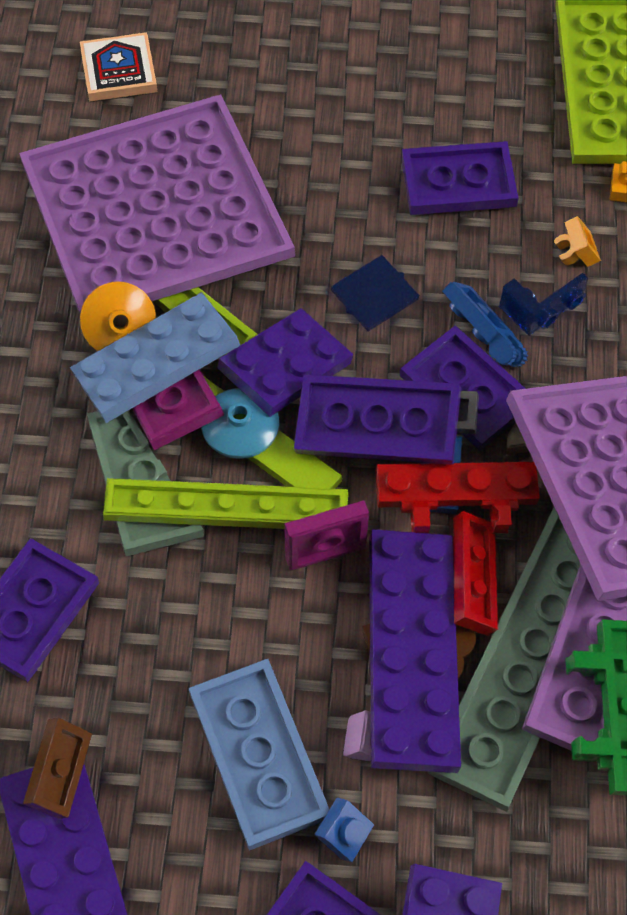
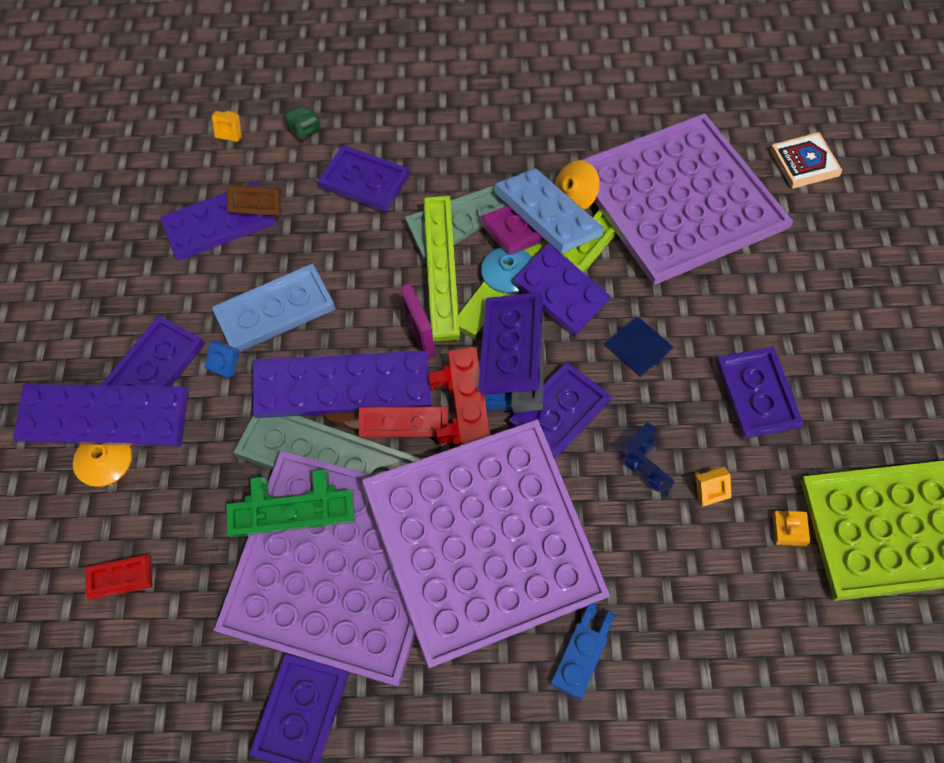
camera: 90 degrees right, 0 degrees up
(486, 324) = (618, 418): blue hinge -> none

